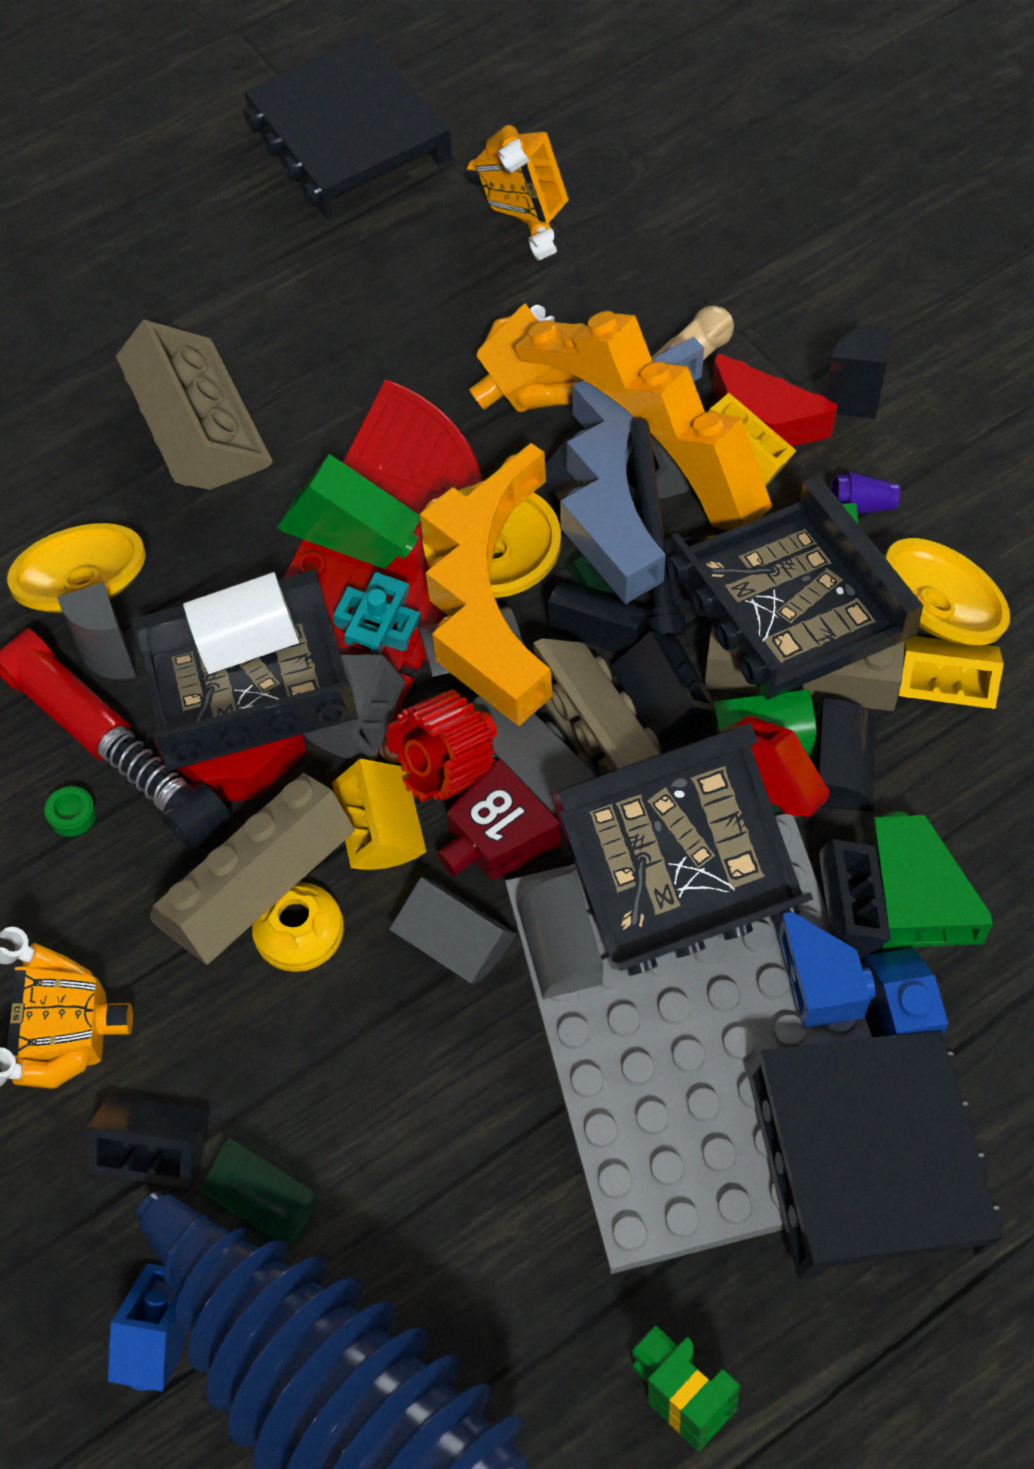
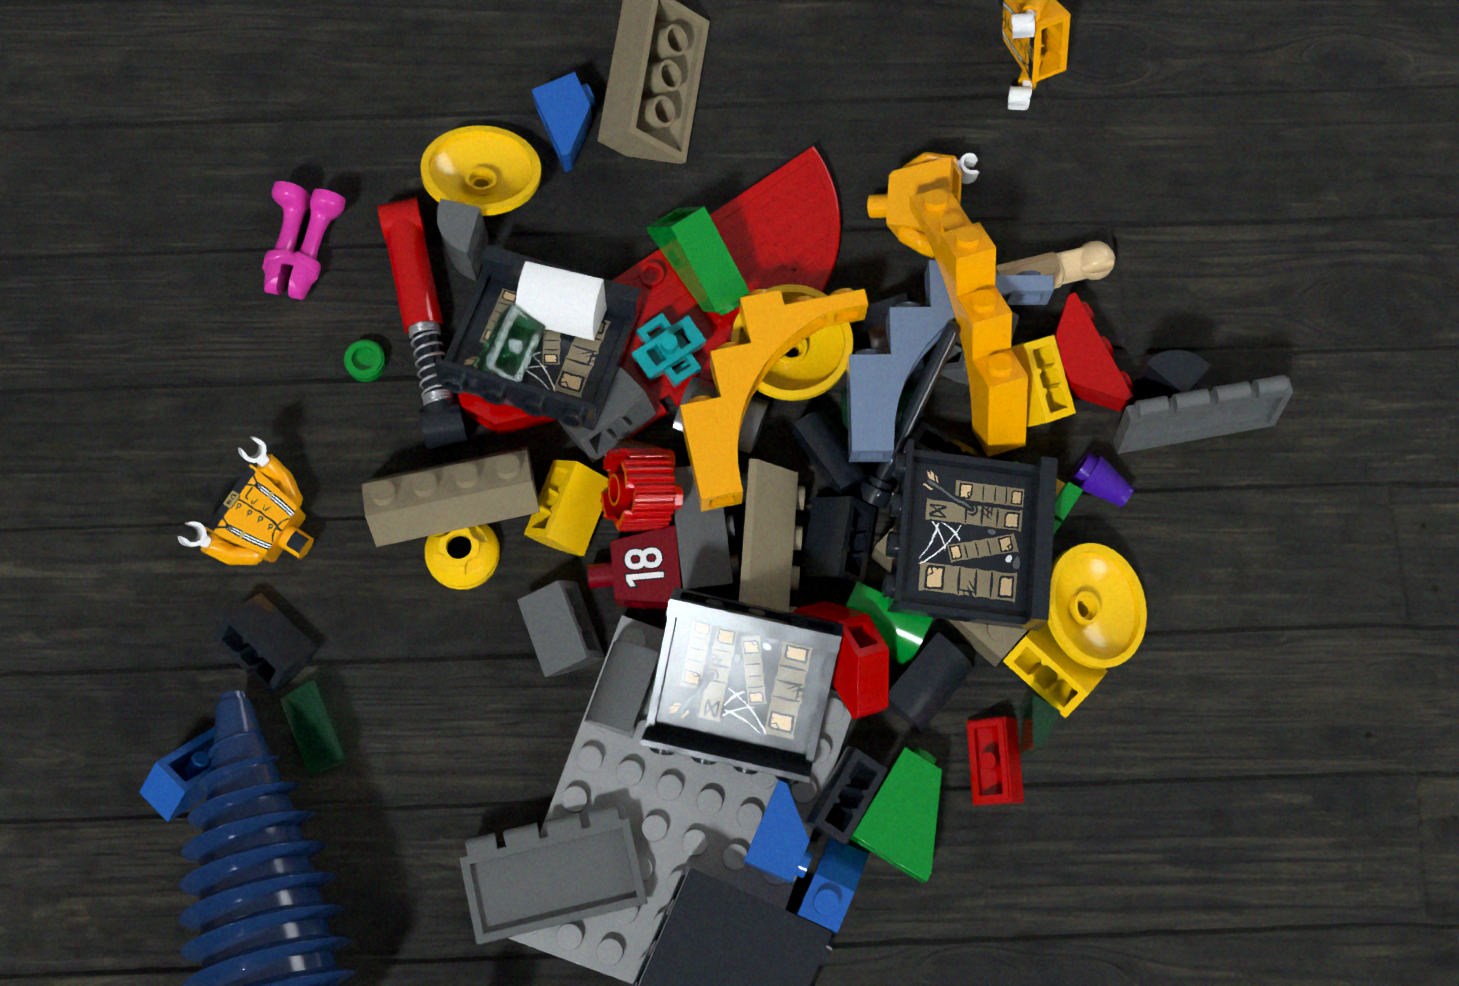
camera: 30 degrees right, 15 degrees up
(125, 482) = (566, 115): none -> blue slope
(217, 685) = (510, 344): none -> clear green slope
(624, 1170) = (551, 878): none -> dark grey hinge
(908, 381) = (1202, 413): none -> dark grey hinge
(960, 790) = (995, 761): none -> red slope
(976, 721) = (1036, 723): none -> clear green slope

